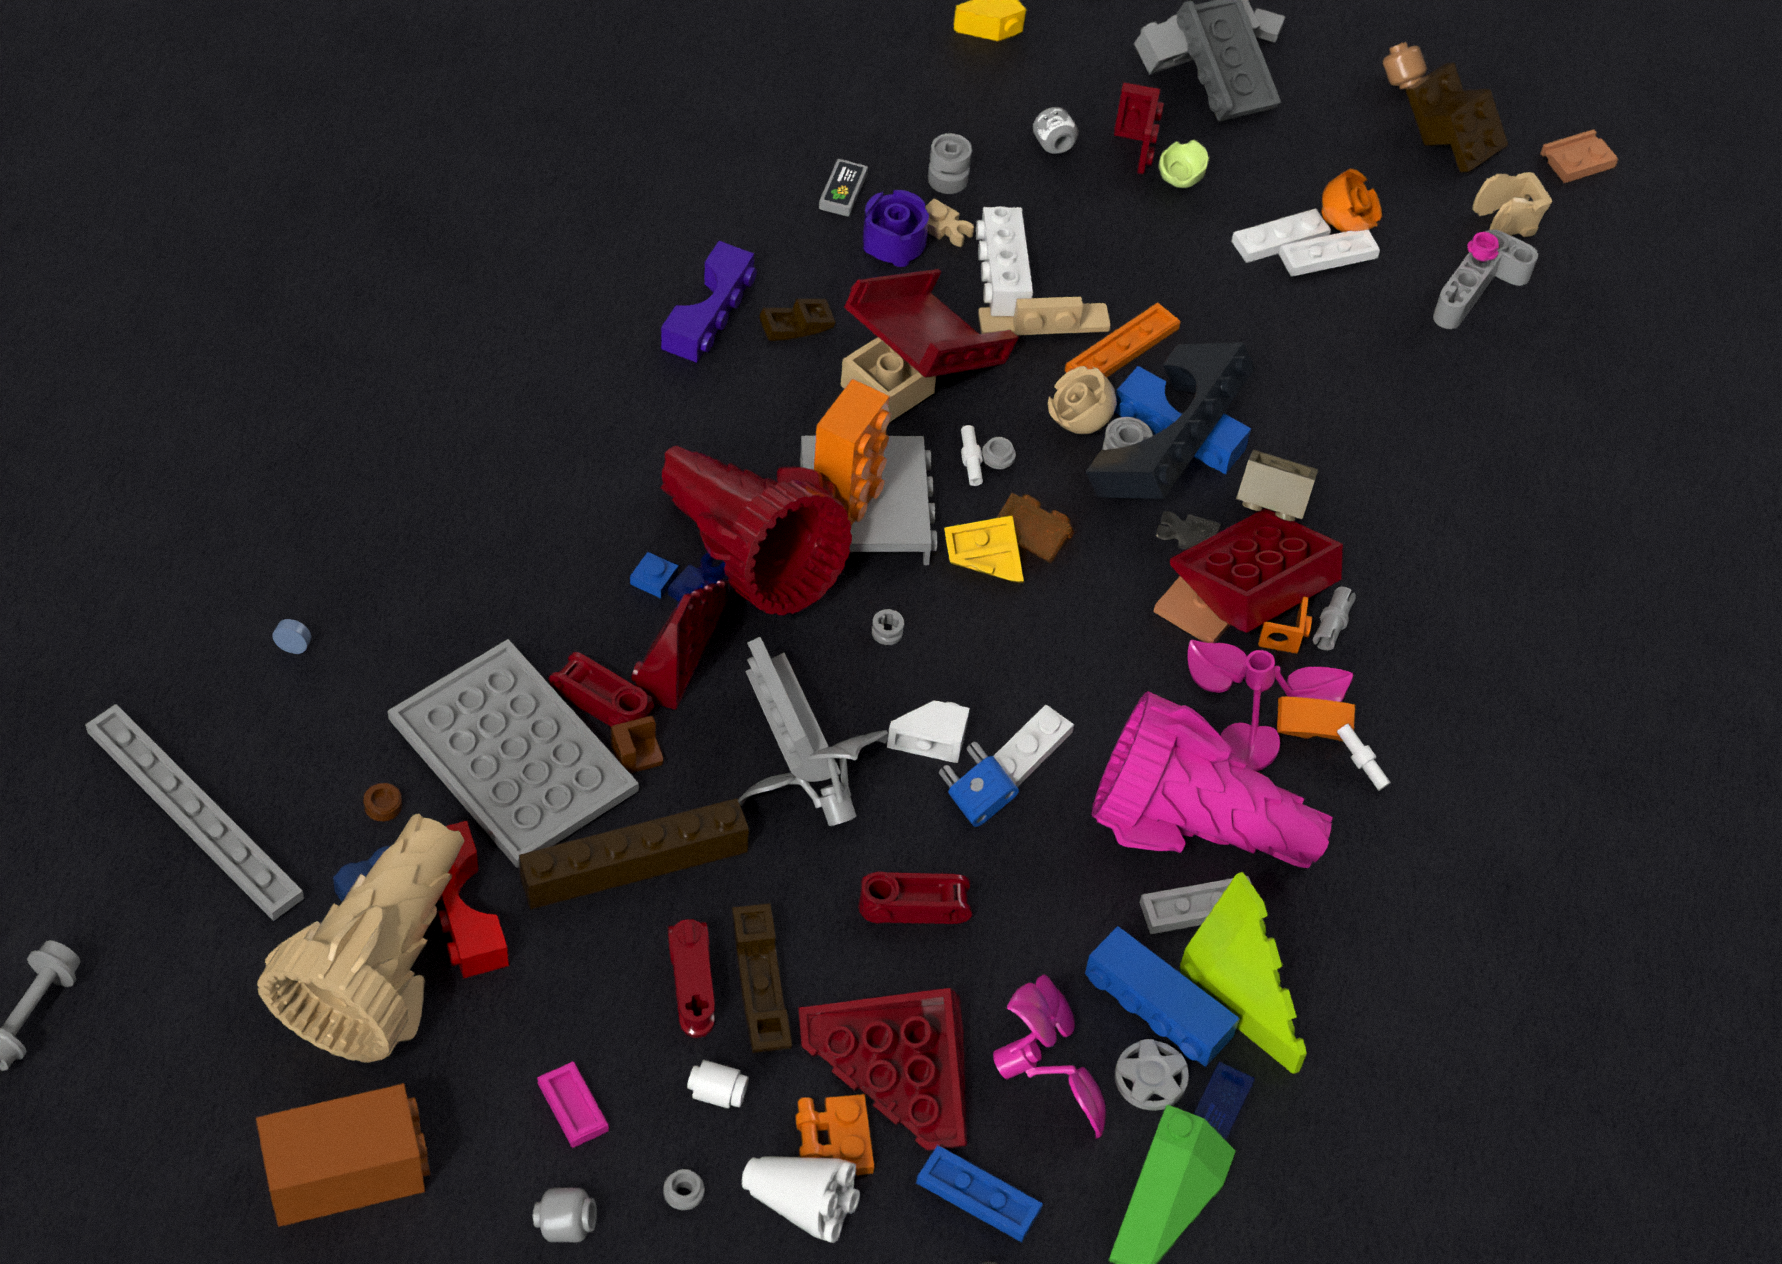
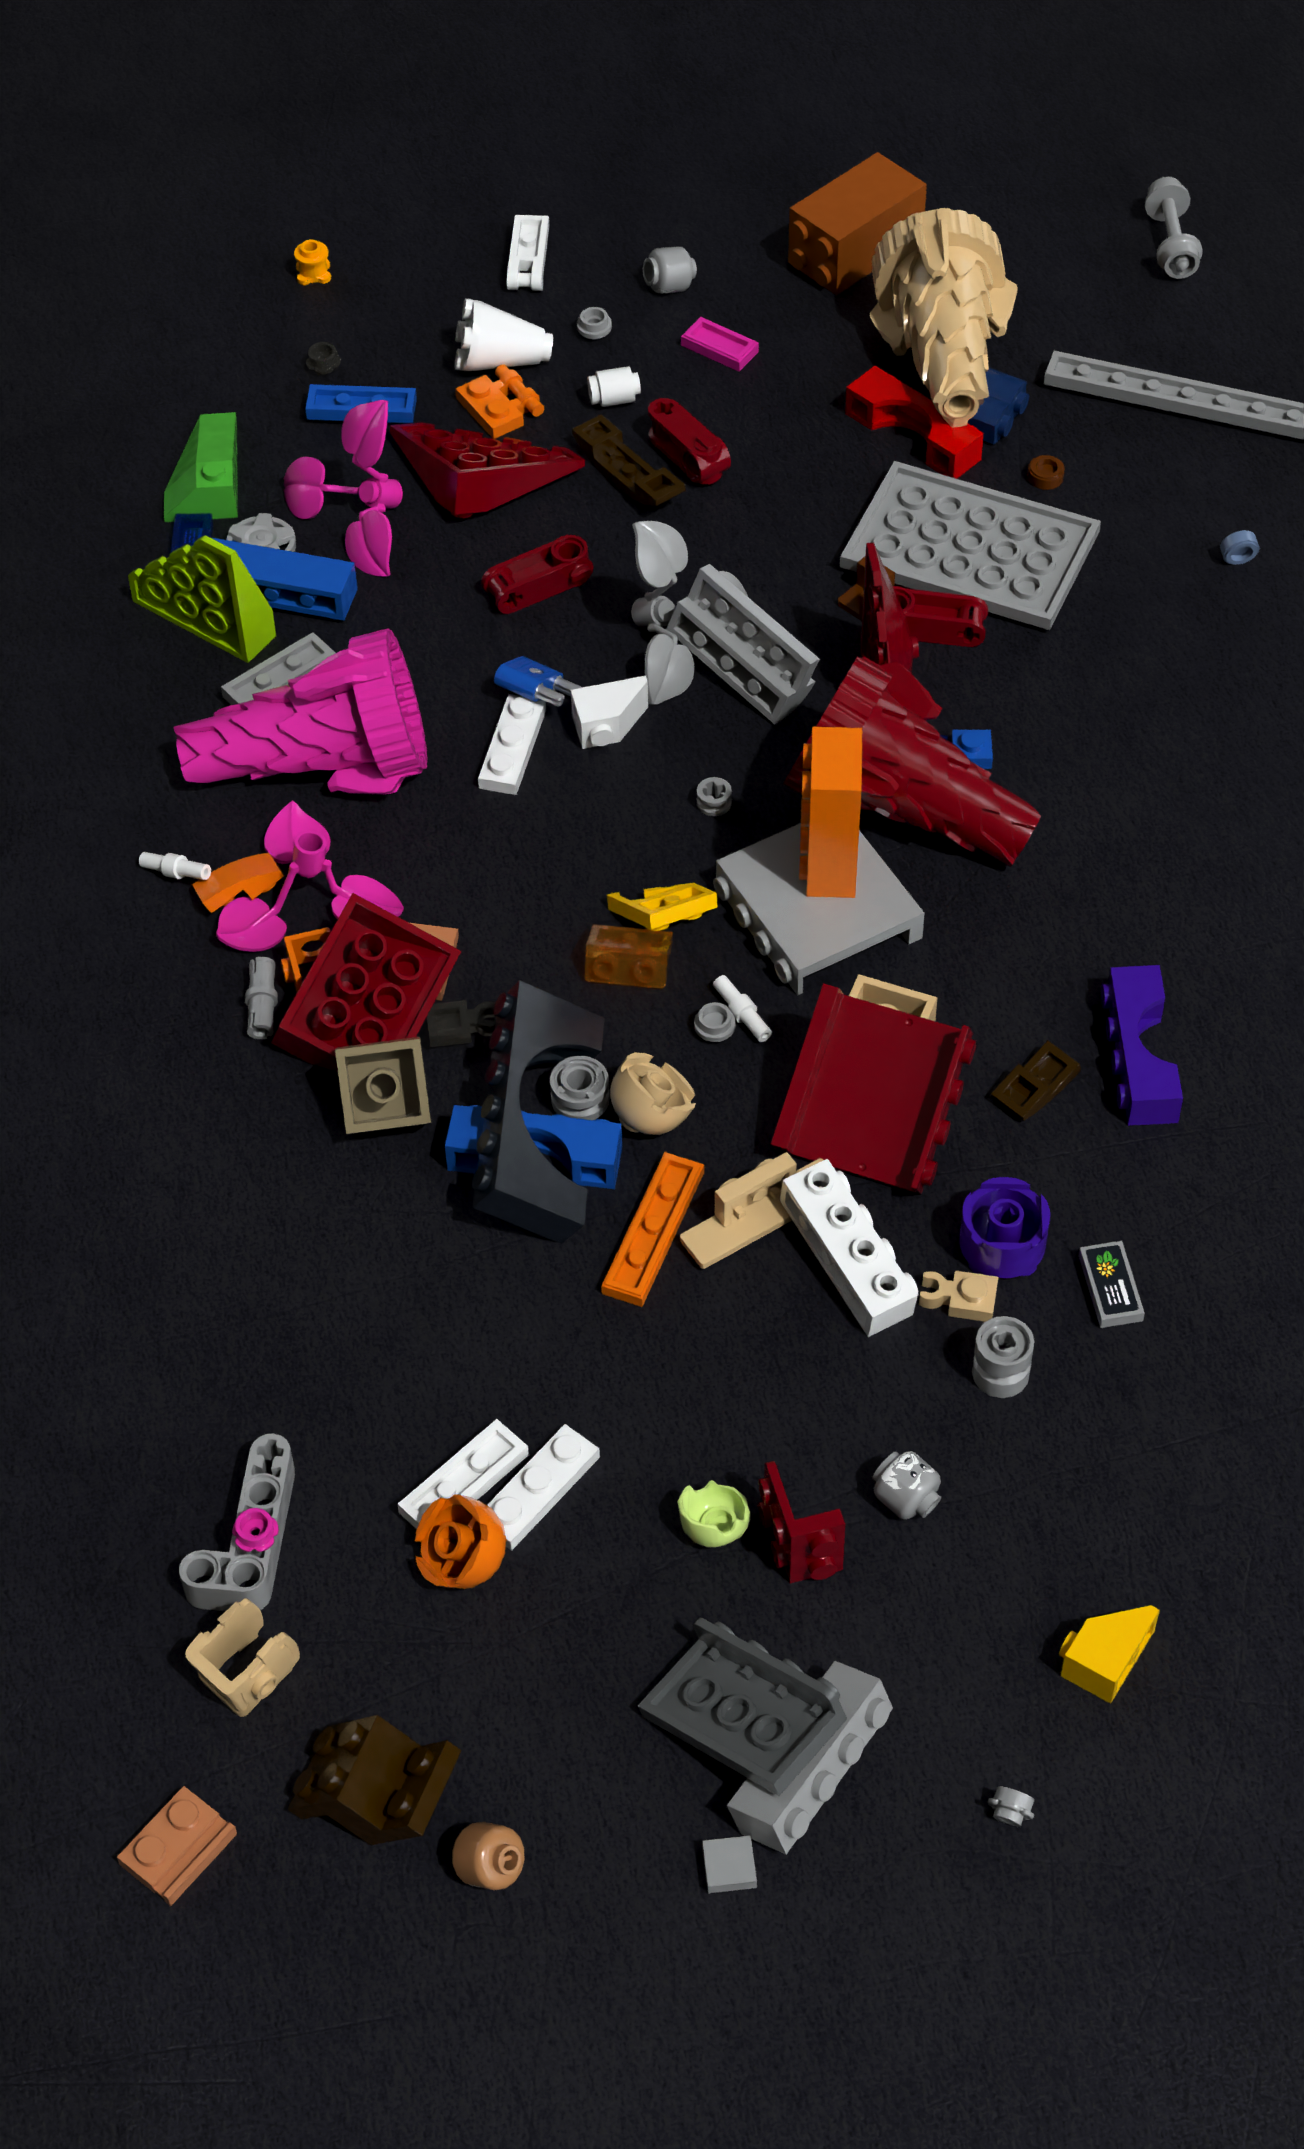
camera: 160 degrees right, 0 degrees up
(633, 853) = (801, 504): dark brown brick -> none

